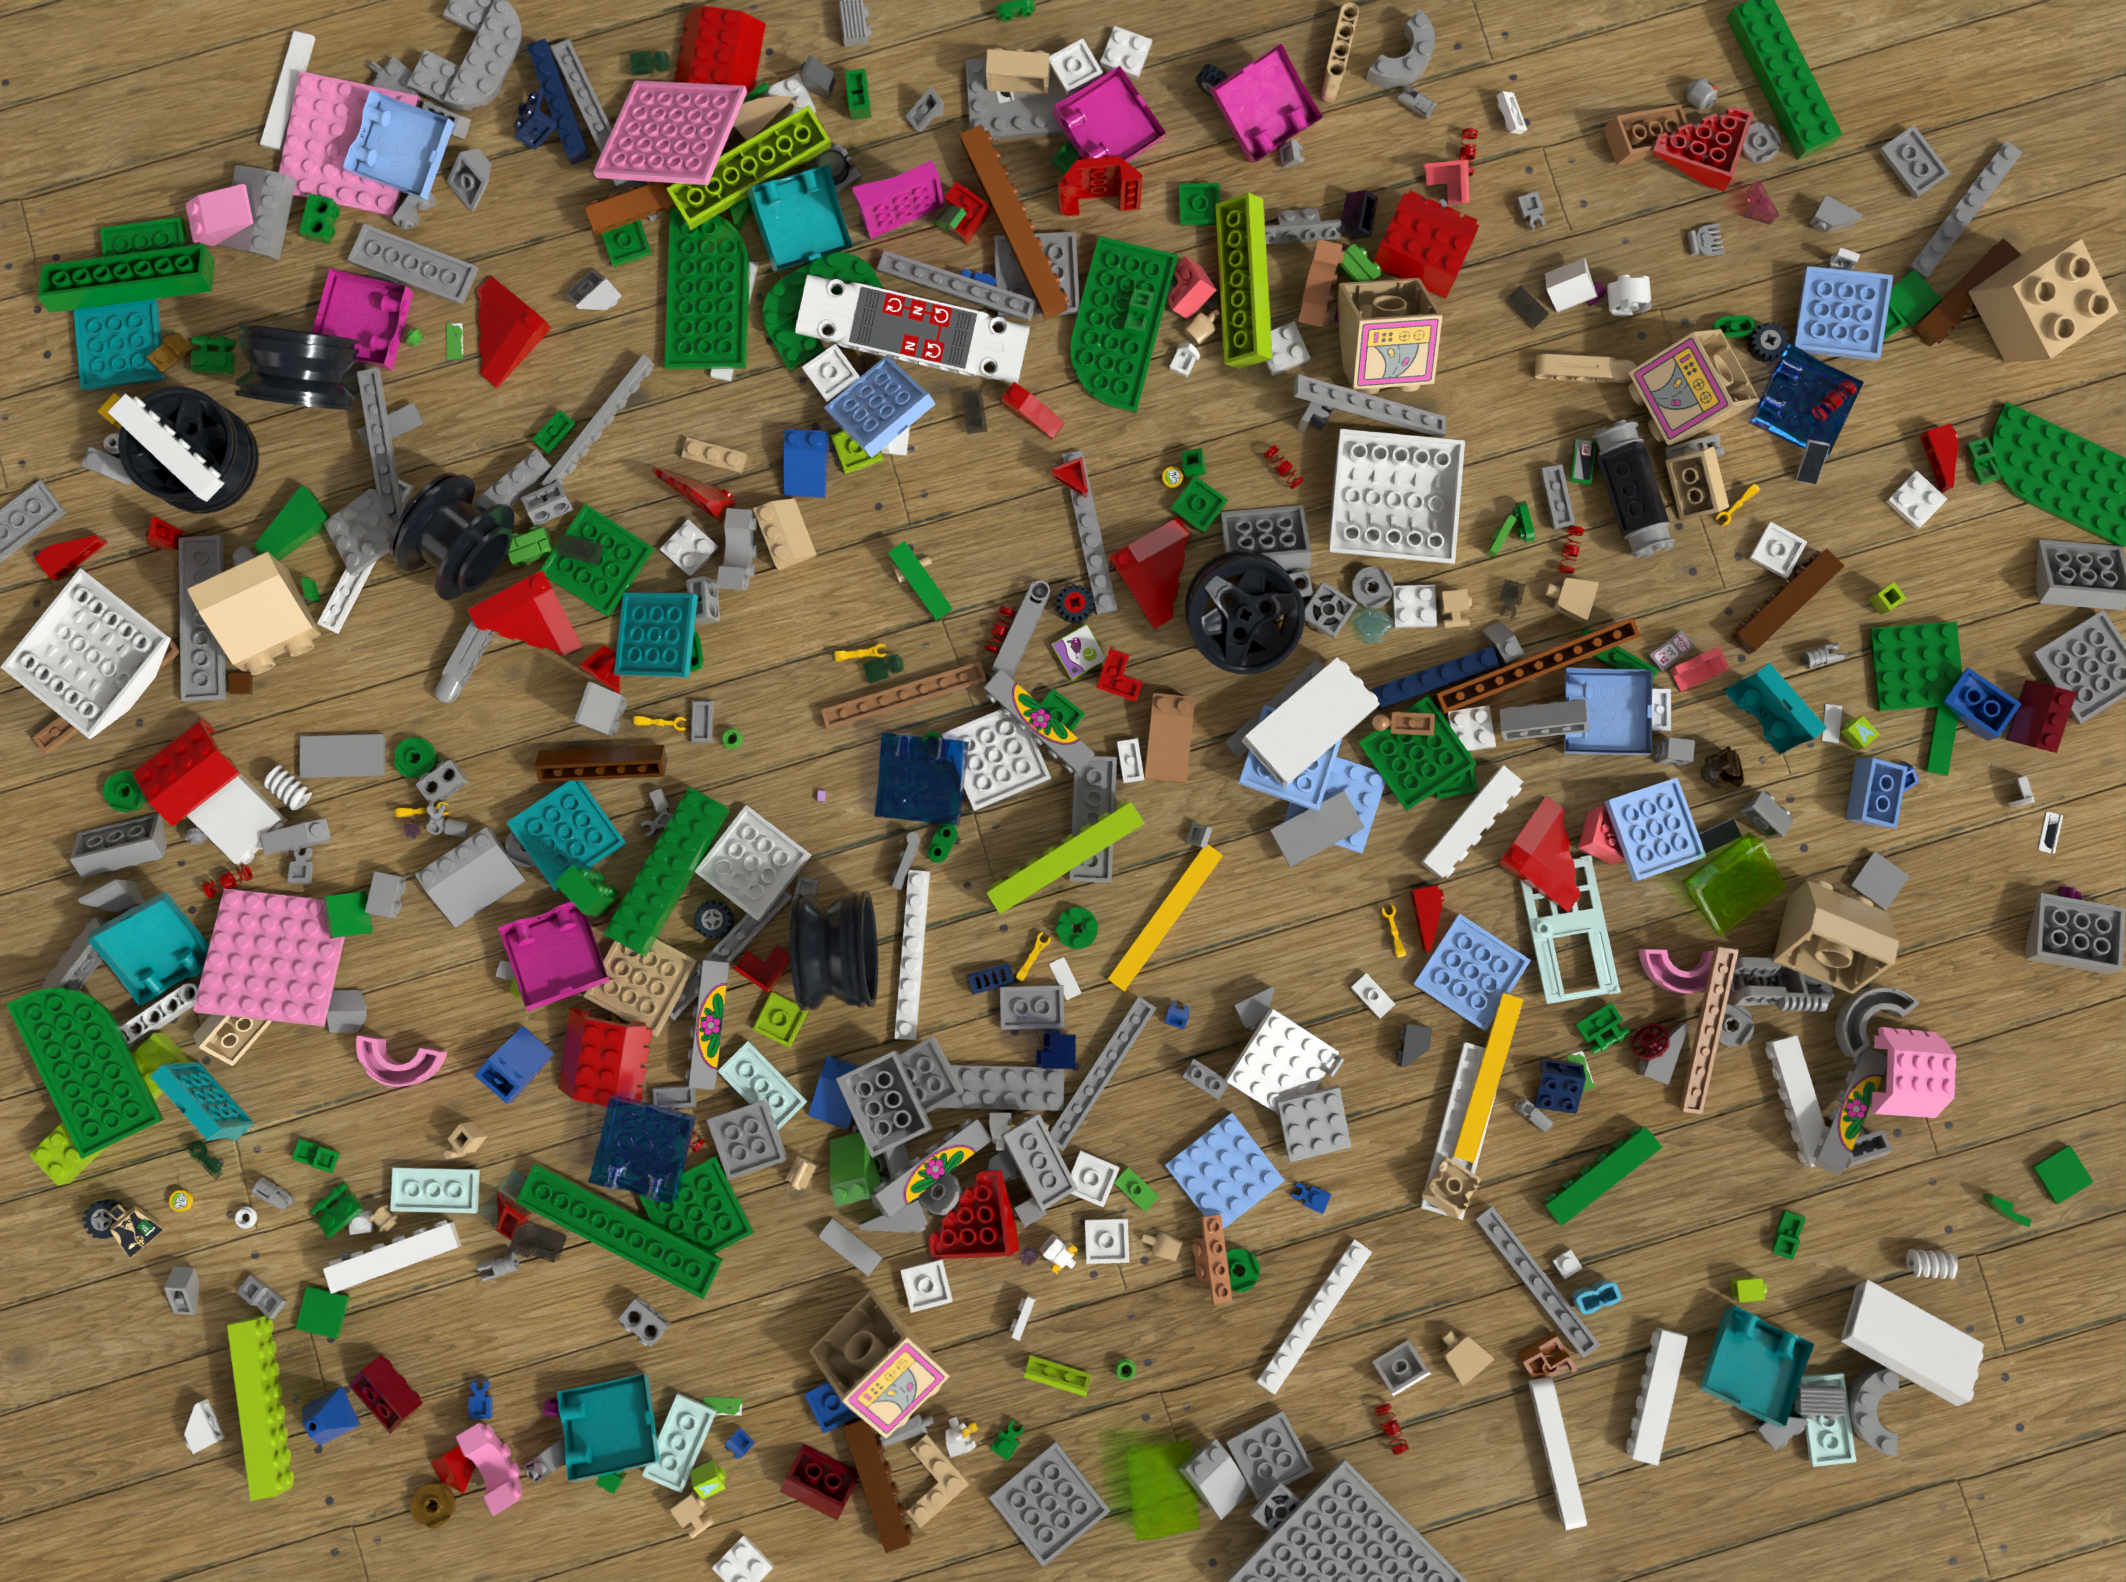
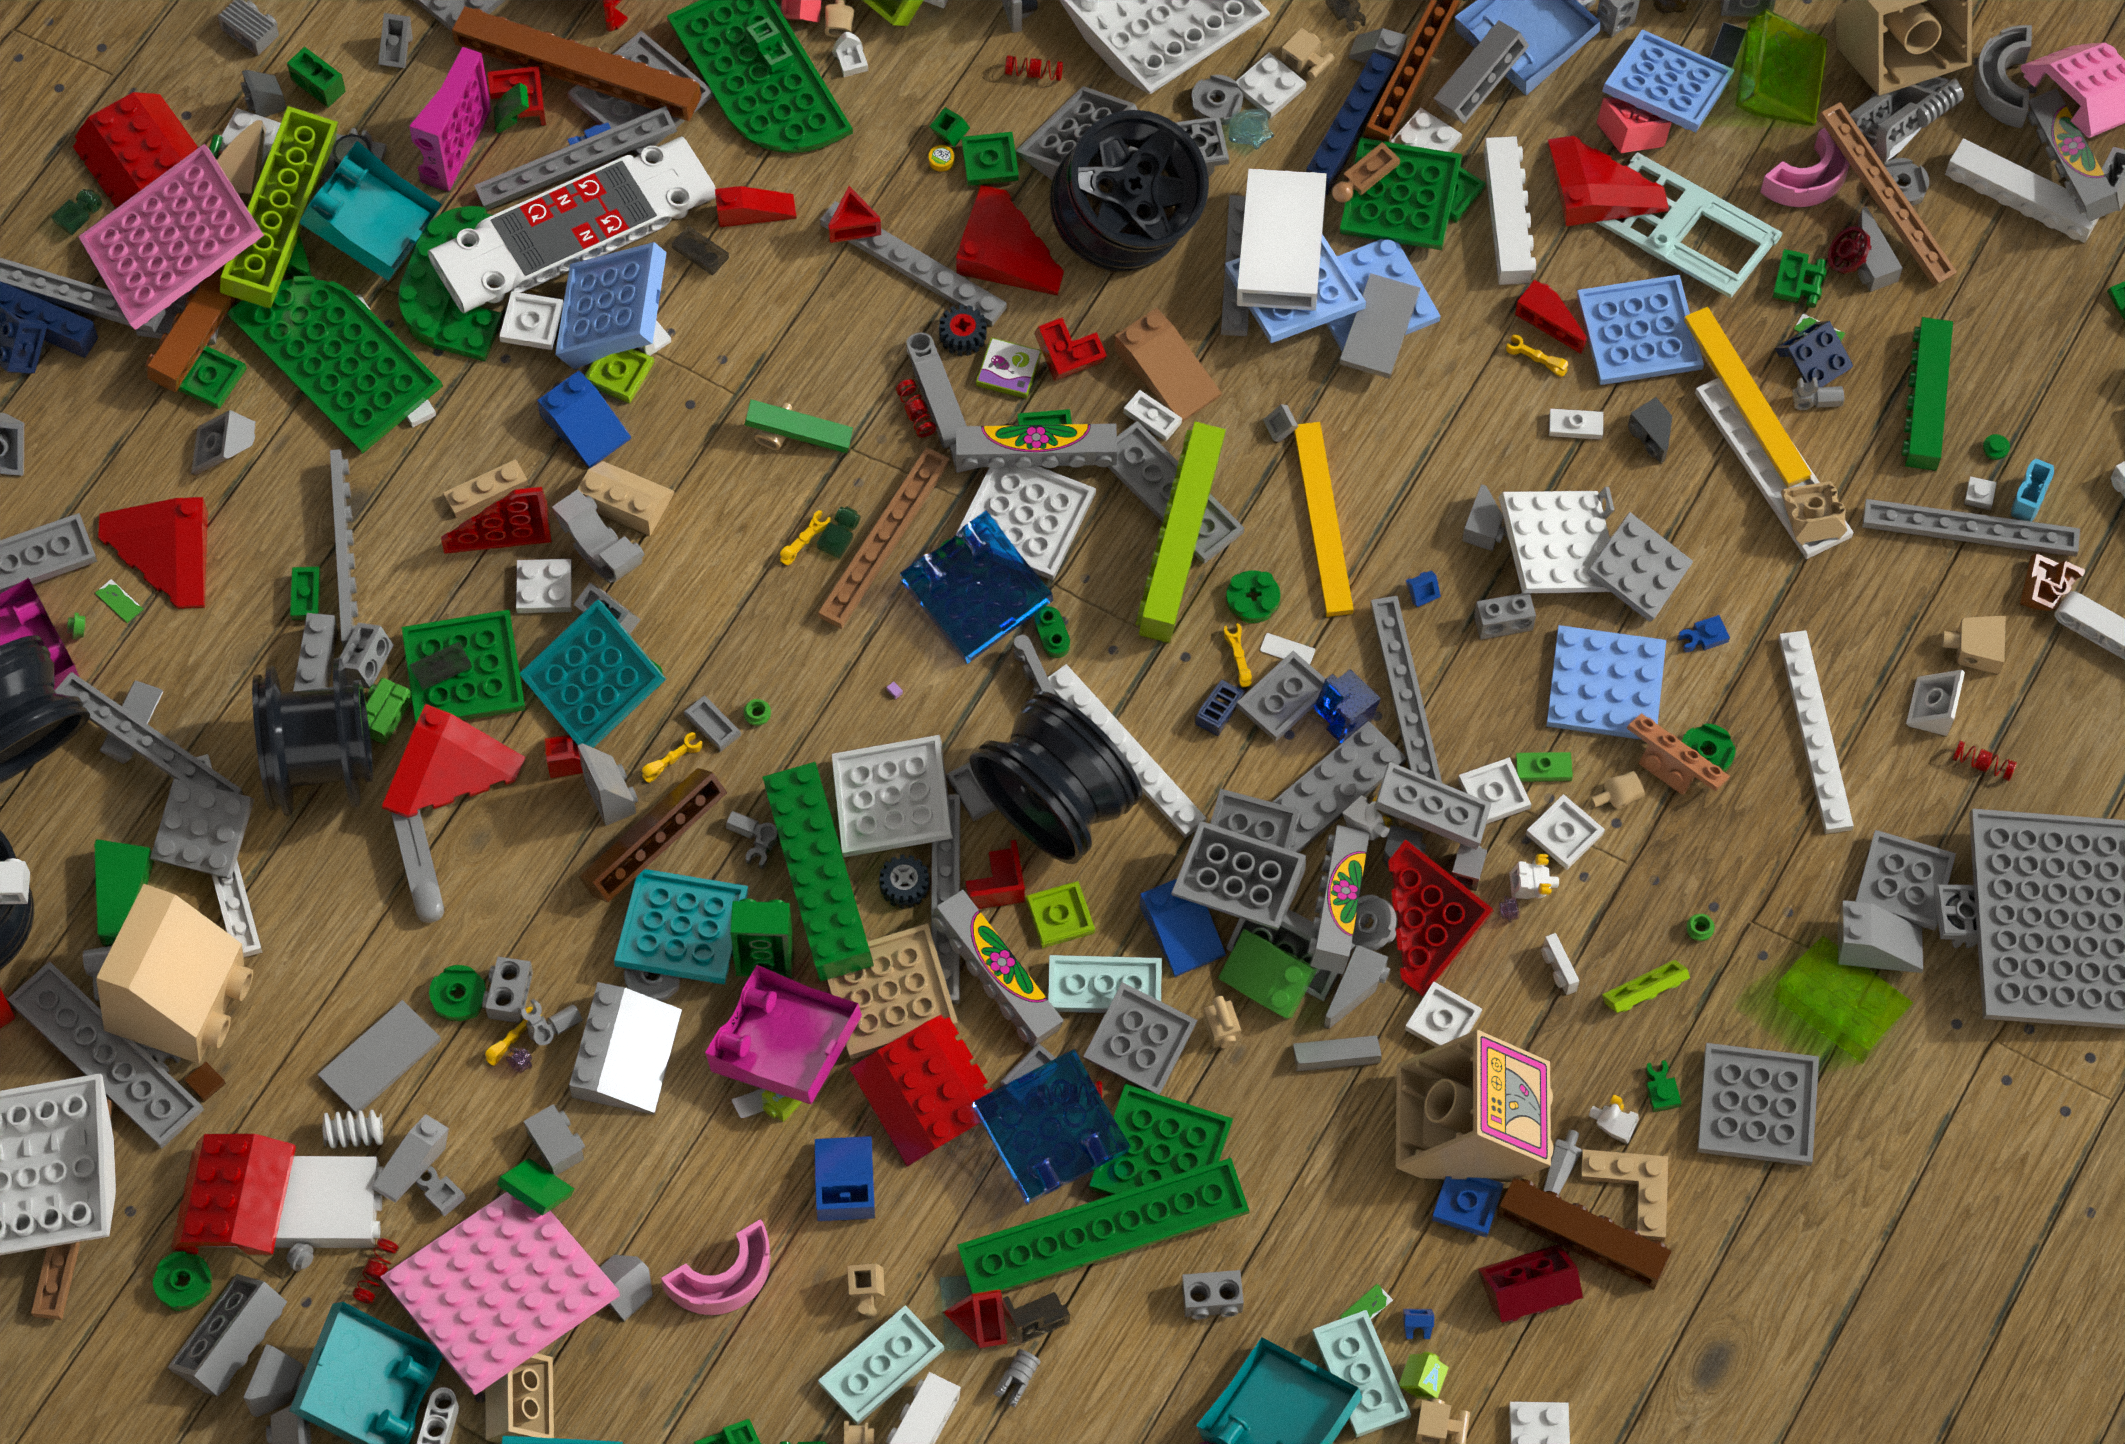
camera: 50 degrees left, 20 degrees down
(1607, 1245) = (1996, 447): none -> green plate

